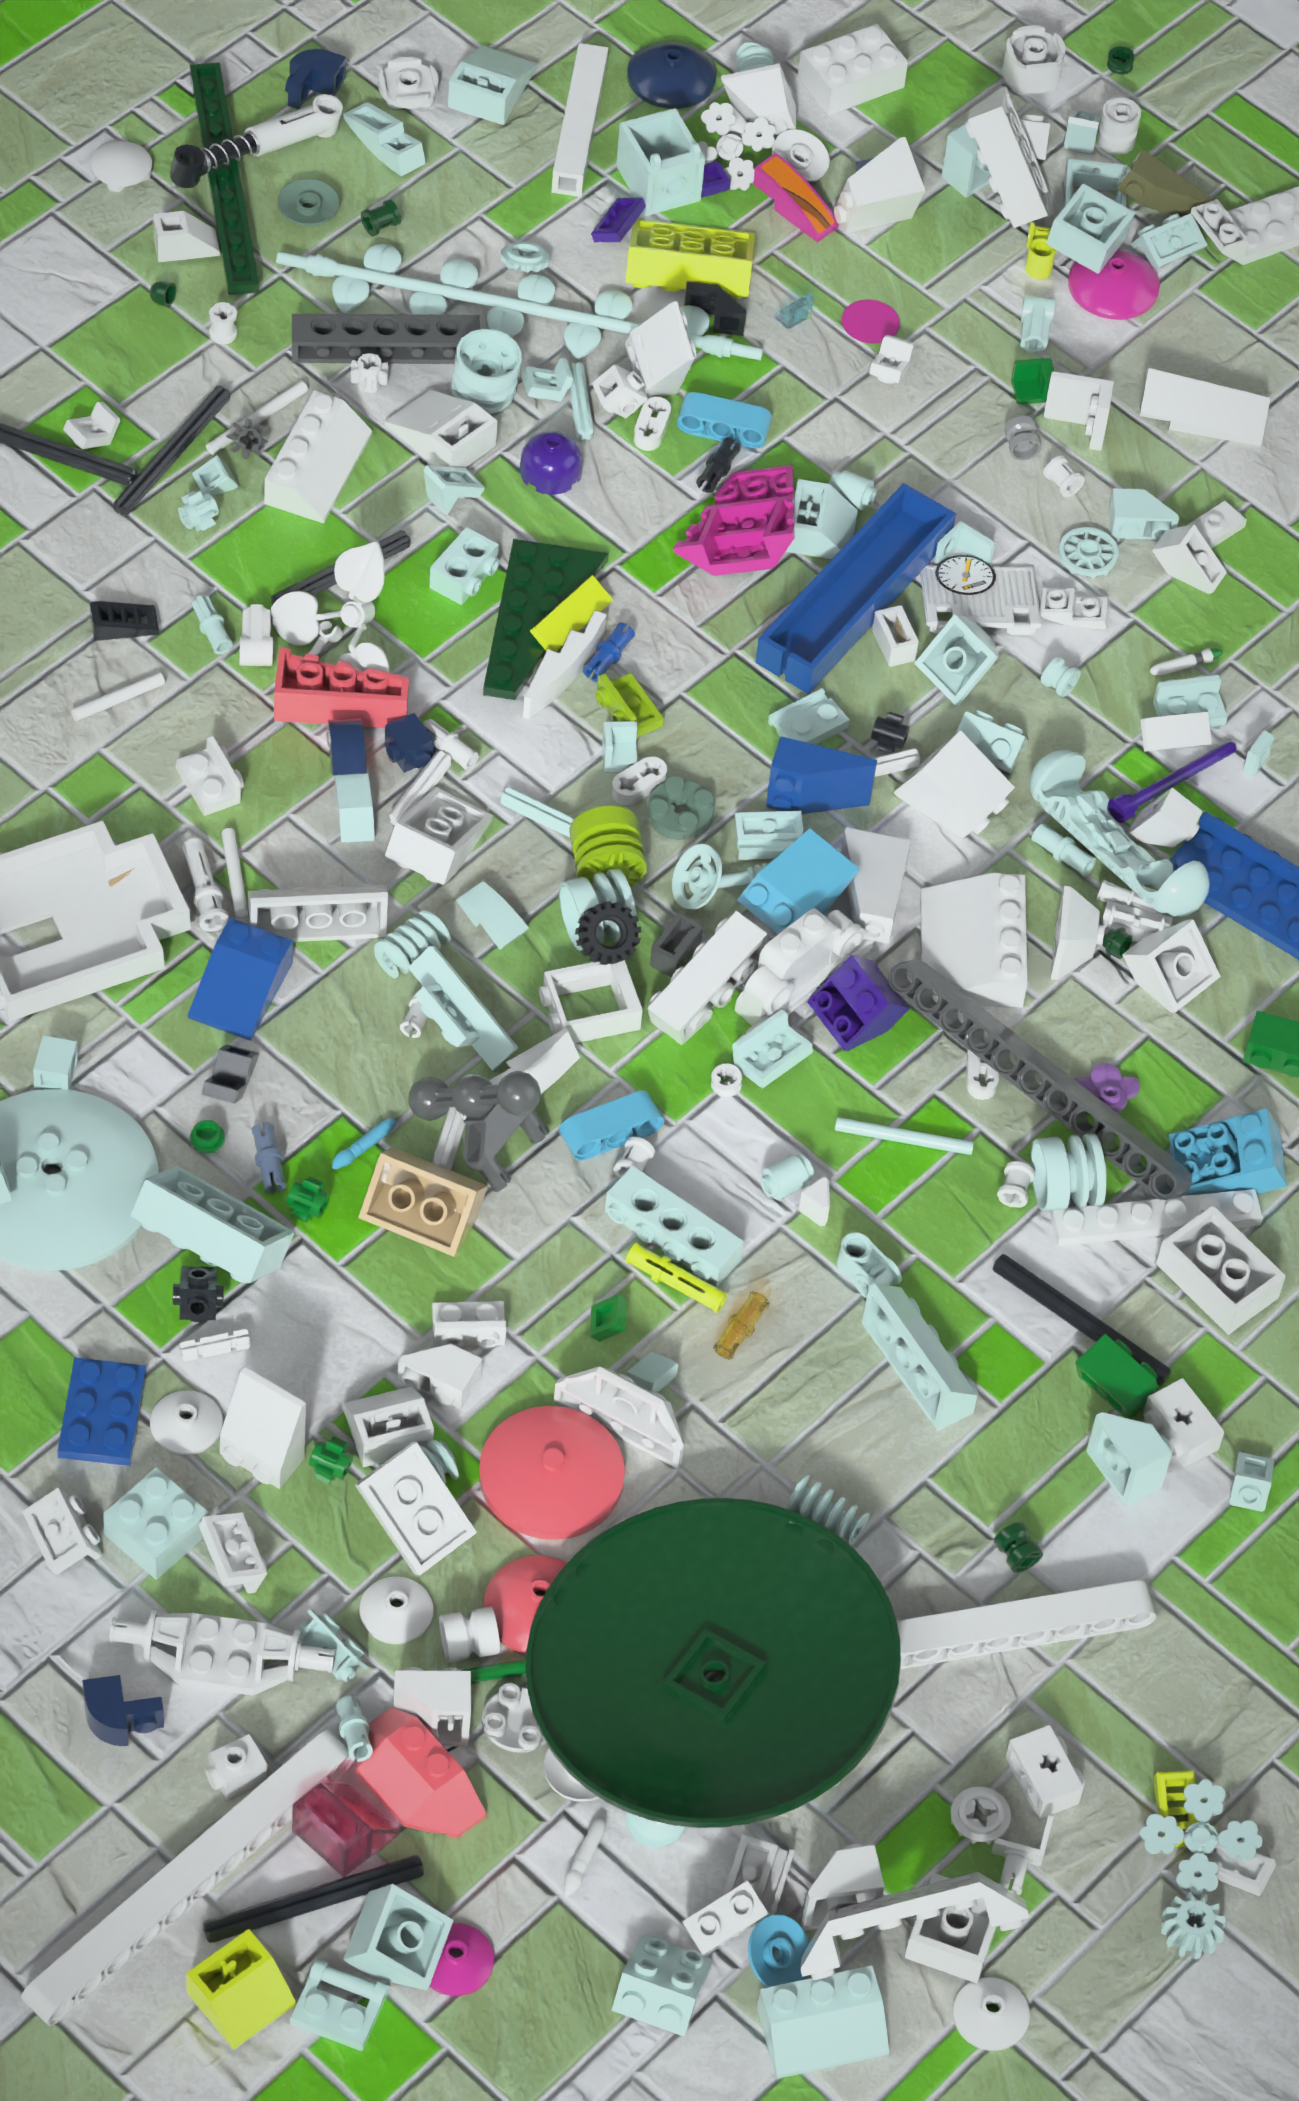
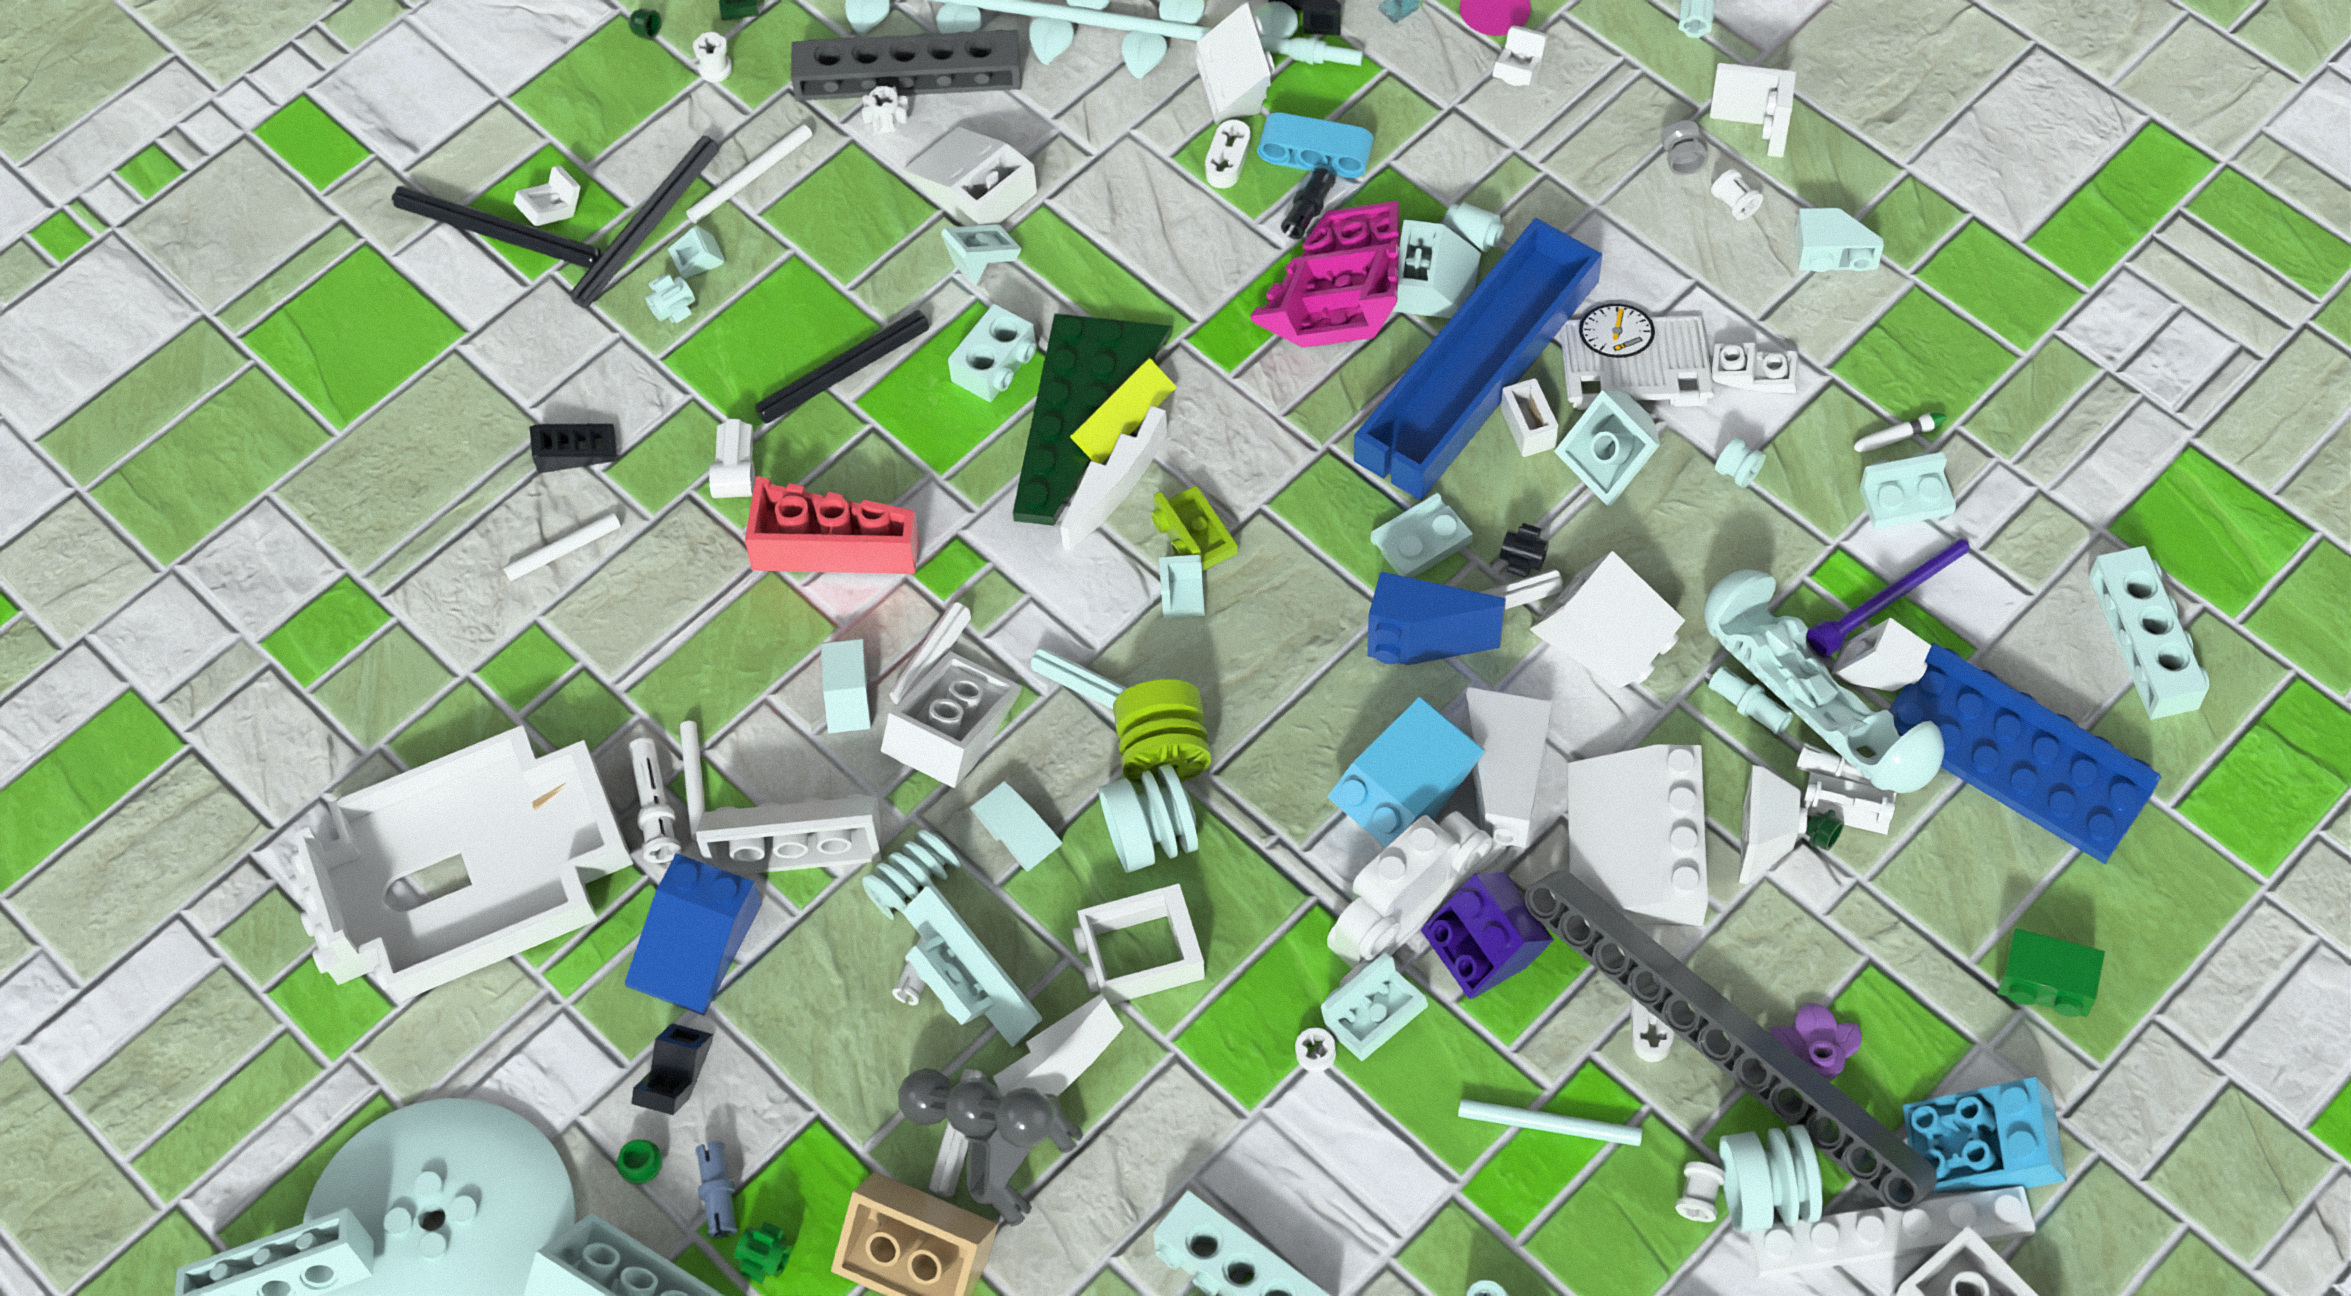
camera: 10 degrees right, 5 degrees up
(55, 1063) = (449, 1064): light aqua brick -> none
(211, 778) = (668, 654): white bracket -> none
(212, 624) = (681, 446): light aqua axle -> none
(242, 431) = (741, 209): dark grey gear -> none
(317, 458) = (817, 222): white slope -> none
(324, 637) = (818, 455): white hand -> none
(346, 746) = (835, 606): dark blue brick -> none
(347, 1156) = (841, 1162): medium azure piece -> none
(357, 571) = (847, 378): white plant -> none
(408, 743) = (915, 594): dark blue brick -> none
(451, 745) = (967, 591): white axle -> none
(486, 369) = (1023, 99): light aqua wheel -> none
(548, 383) = (1100, 110): light aqua bracket -> none
(551, 462) = (1103, 212): dark purple cylinder -> none
(580, 403) = (1140, 130): light aqua axle -> none
(609, 651) = (1170, 457): blue pin -> none
(611, 1125) = (1163, 1125): medium azure beam -> none
(620, 391) = (1187, 116): white brick -> none
(628, 933) = (1183, 859): black tyre -> none
(636, 777) = (1208, 632): white beam -> none
(637, 1153) = (1192, 1172): white bush -> none
(676, 944) = (1250, 860): dark grey piece -> none
(680, 793) = (1256, 644): sand green plate -> none
(704, 880) = (1289, 764): light aqua dish -> none
(708, 978) = (1290, 909): white wedge -> none
(766, 833) = (1368, 696): light aqua plate -> none
(786, 1176) = (1394, 1192): light aqua brick -> none
(816, 1201) = (1433, 1228): white slope -> none
(967, 540) = (1619, 285): light aqua bracket -> none
(996, 742) = (1652, 556): light aqua bracket -> none
(1031, 380) = (1694, 72): green panel -> none
(1088, 552) = (1770, 291): light aqua wheel -> none
(1172, 965) = (1899, 860): white slope -> none
(1175, 731) = (1890, 530): white slope -> none
(1189, 558) = (1899, 294): white slope -> none
(1204, 407) = (1910, 94): white slope -> none
(1219, 524) = (1926, 251): white plate -> none
(1258, 753) = (1999, 555): light aqua tile -> none

